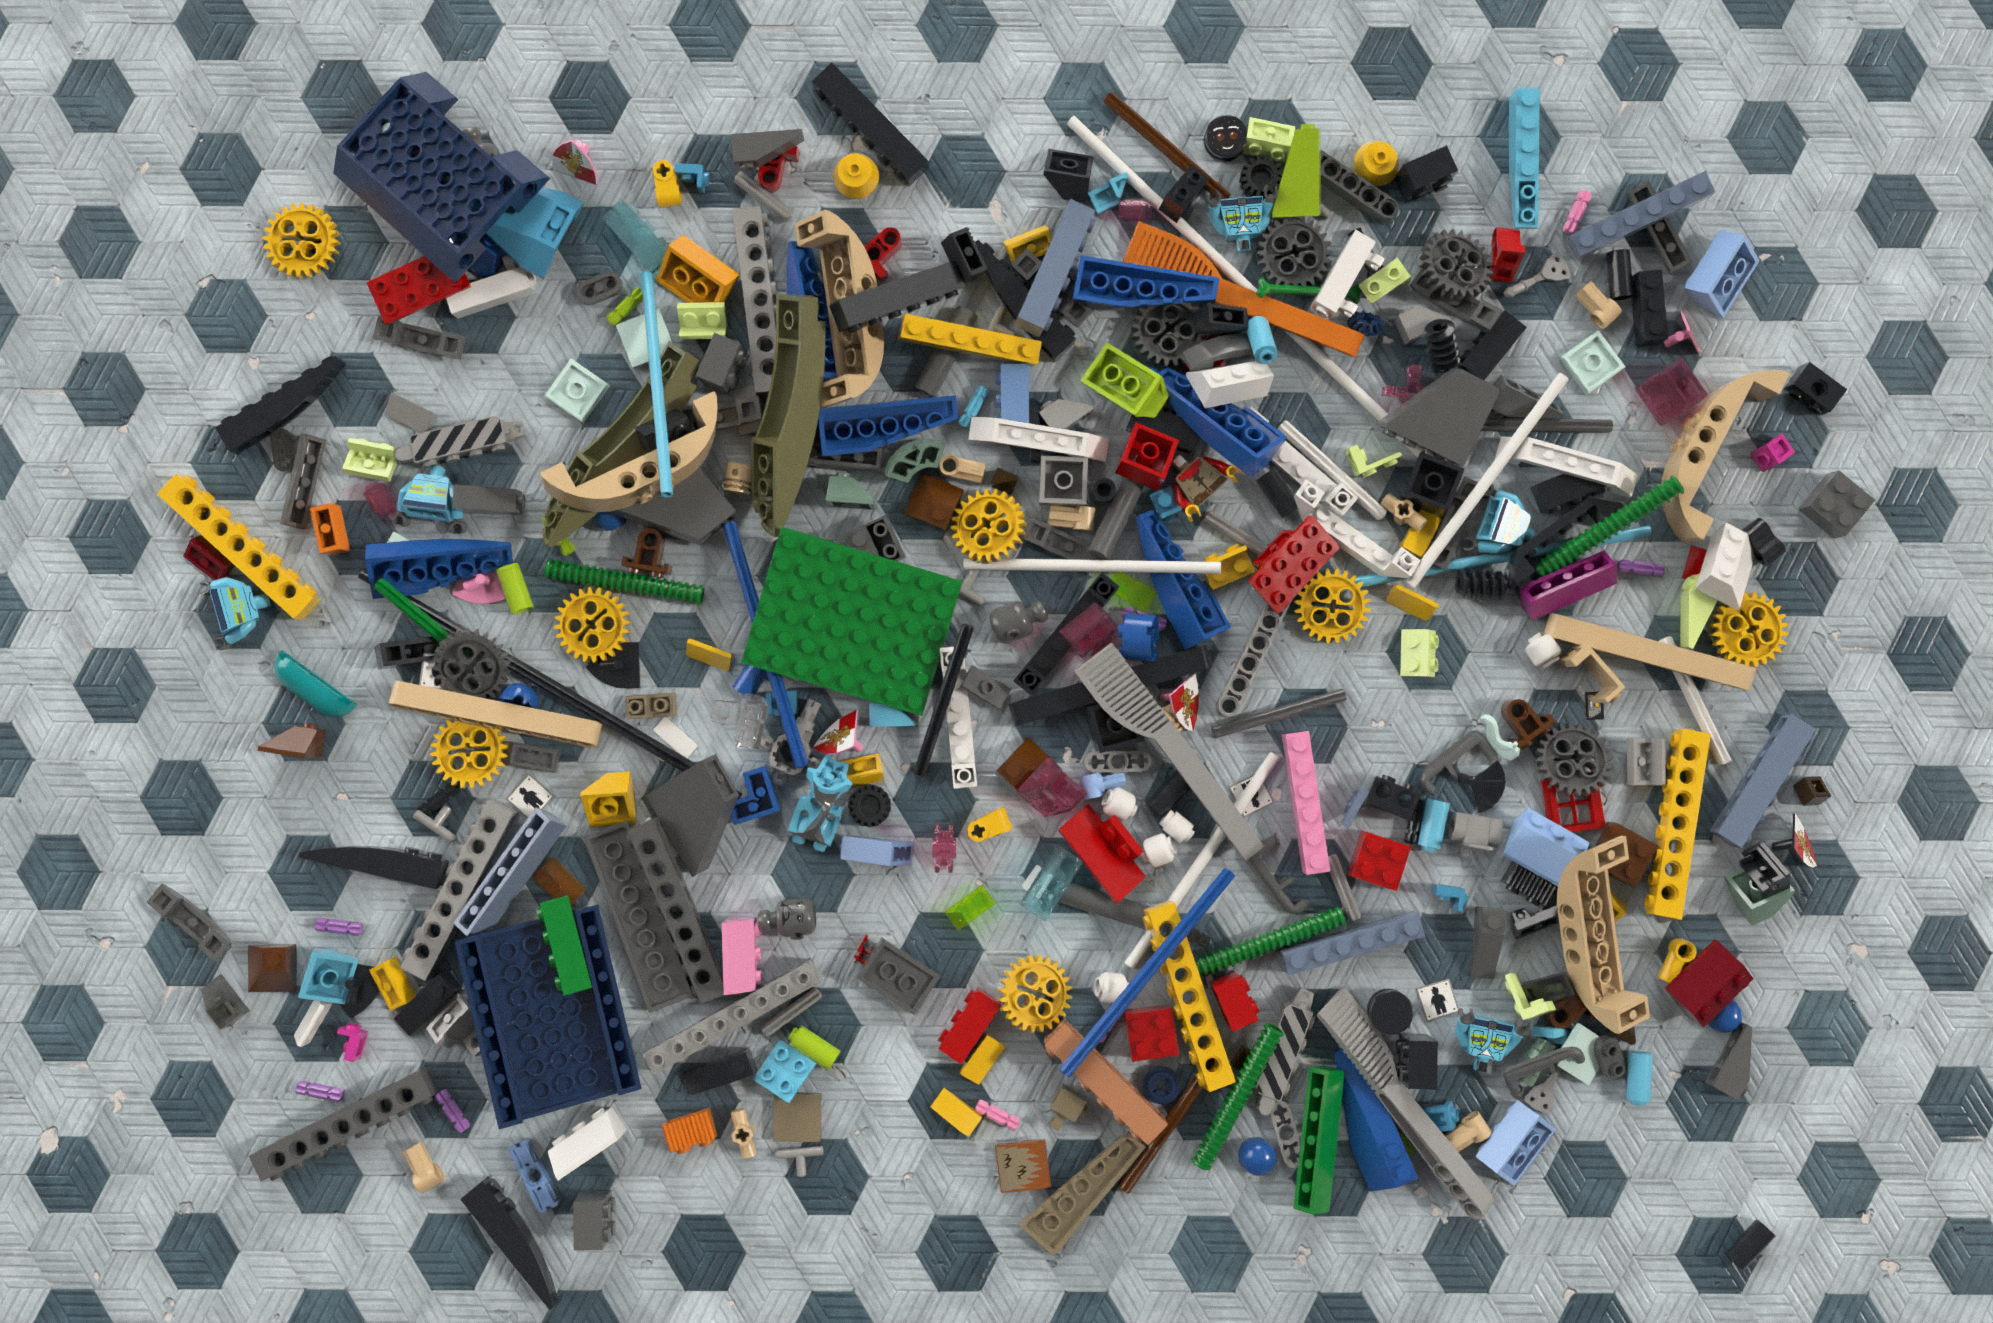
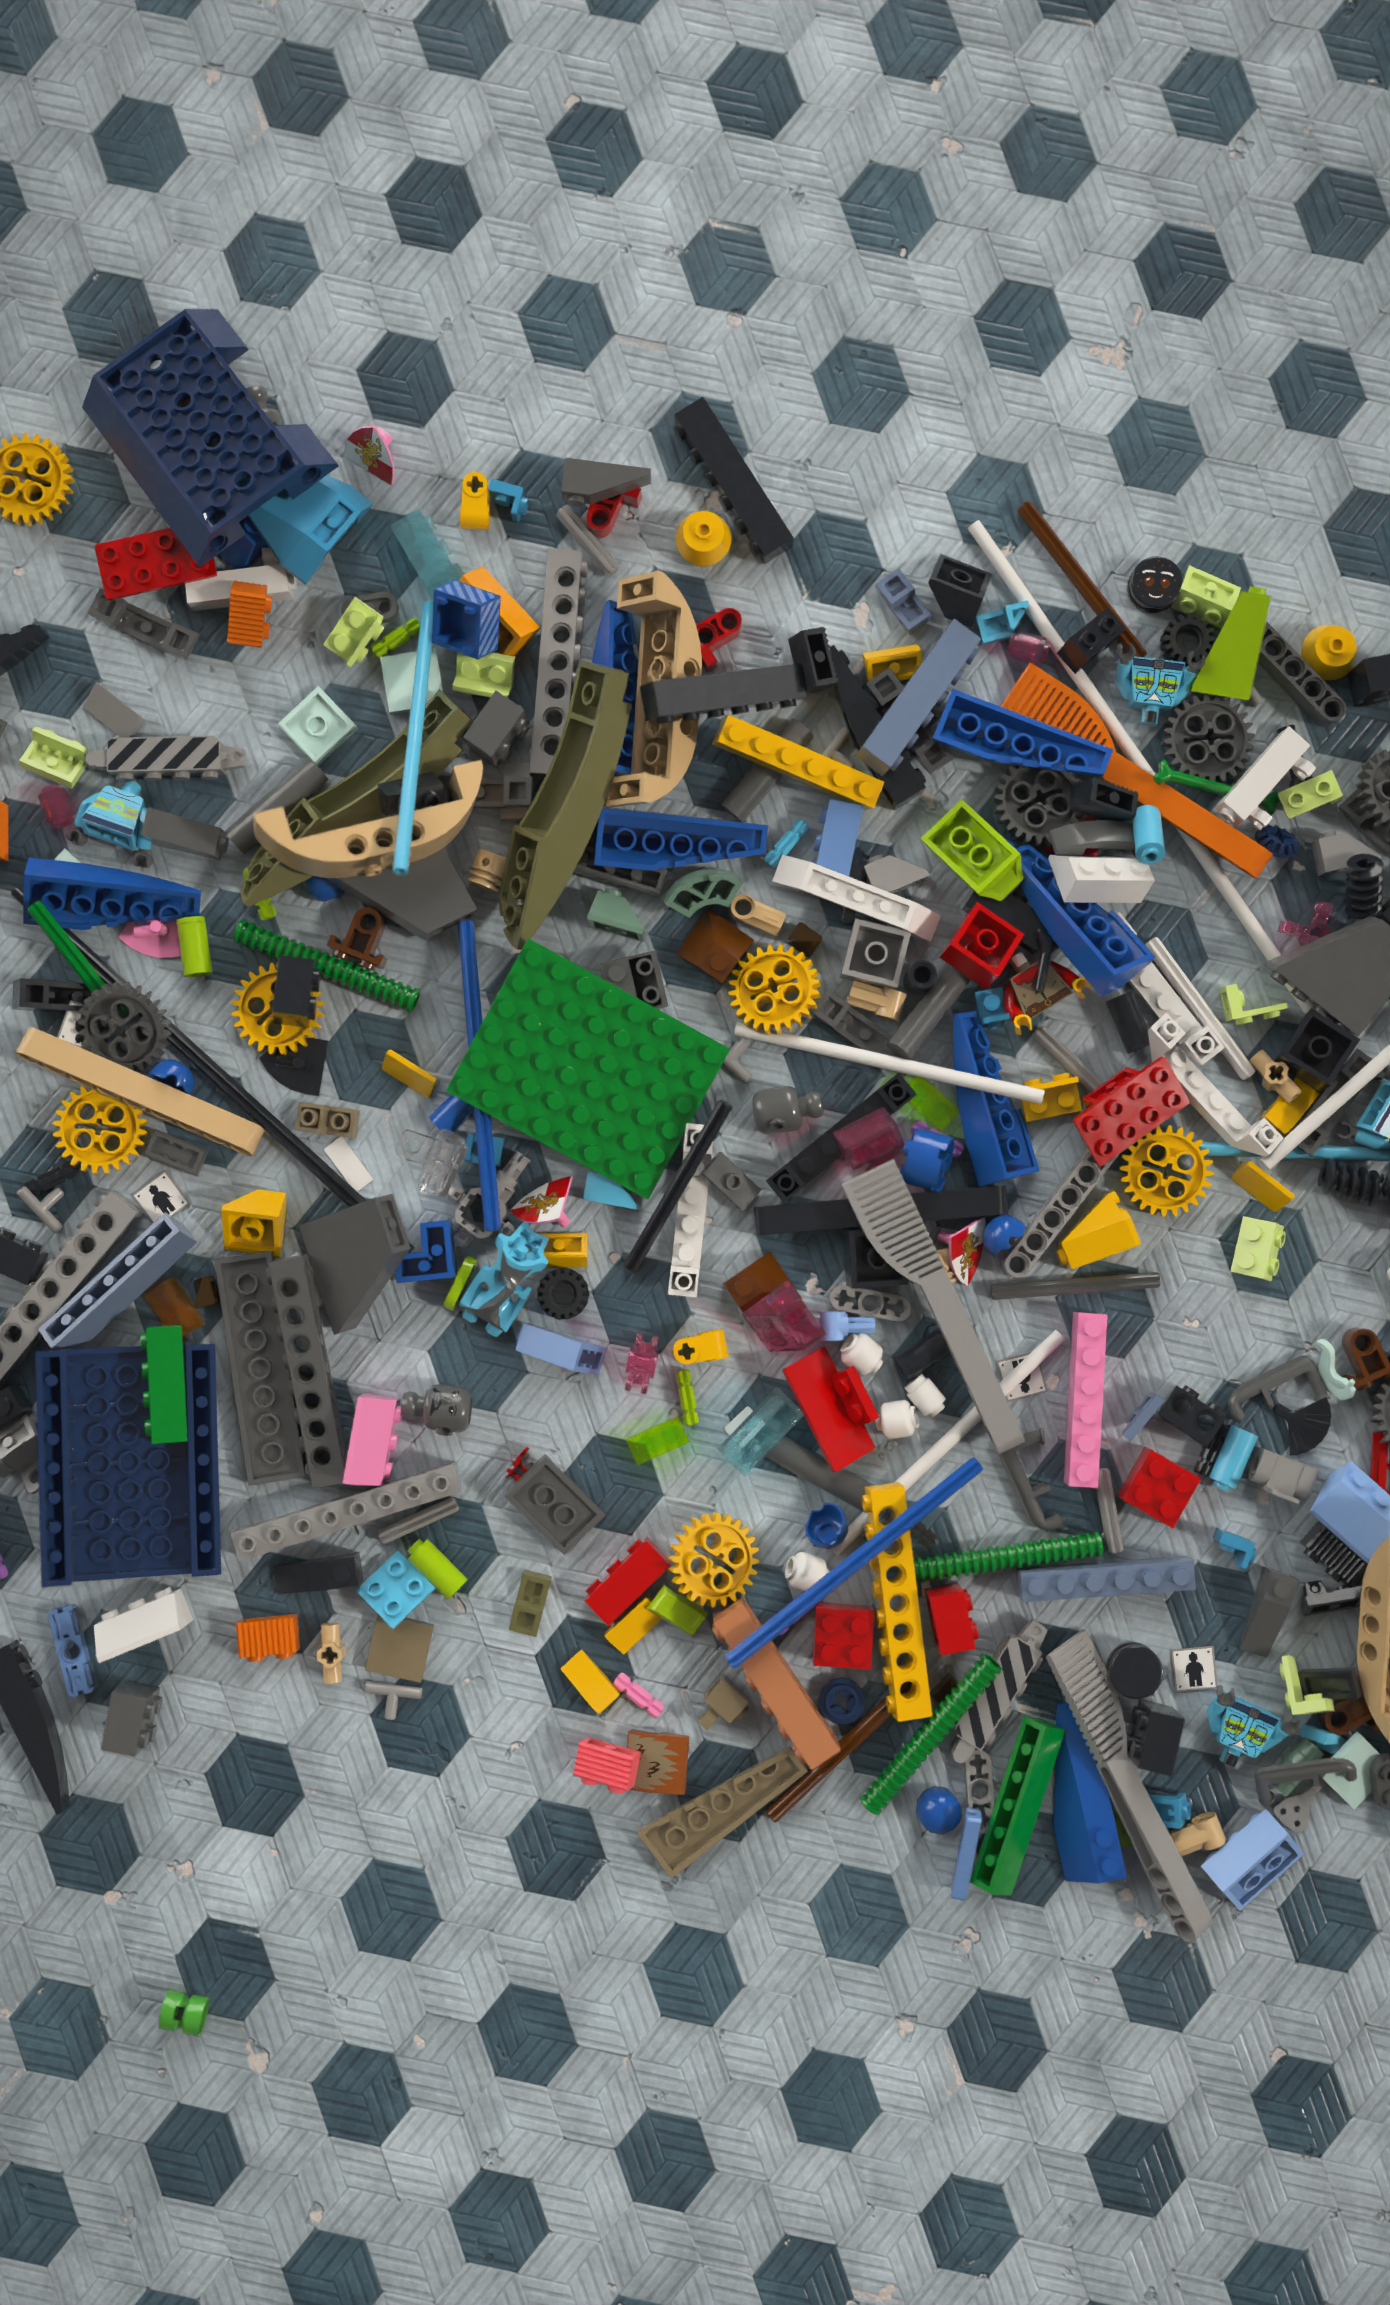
camera: 15 degrees right, 0 degrees up
(502, 313) = (247, 614): none -> orange brick
(563, 451) = (298, 784): none -> dark grey brick
(582, 864) = (206, 1292): none -> dark brown slope
(590, 308) = (354, 631): none -> yellowish green bracket
(602, 608) = (294, 991): none -> black brick
(678, 280) = (466, 619): none -> blue container
(785, 814) = (460, 1283): none -> lime tile
(895, 1059) = (530, 1603): none -> olive slope
(983, 1175) = (606, 1765): none -> coral brick
(986, 867) = (687, 1397): none -> lime axle
(1014, 1040) = (677, 1610): none -> lime tile
(1027, 193) = (903, 601): none -> sand blue slope
(1120, 948) = (827, 1526): none -> blue hair
(1200, 448) = (1047, 948): none -> black piece
(1209, 681) = (999, 1231): none -> blue hair
(1286, 1186) = (966, 1854): none -> medium blue piece
(1288, 668) = (1098, 1234): none -> yellow slope

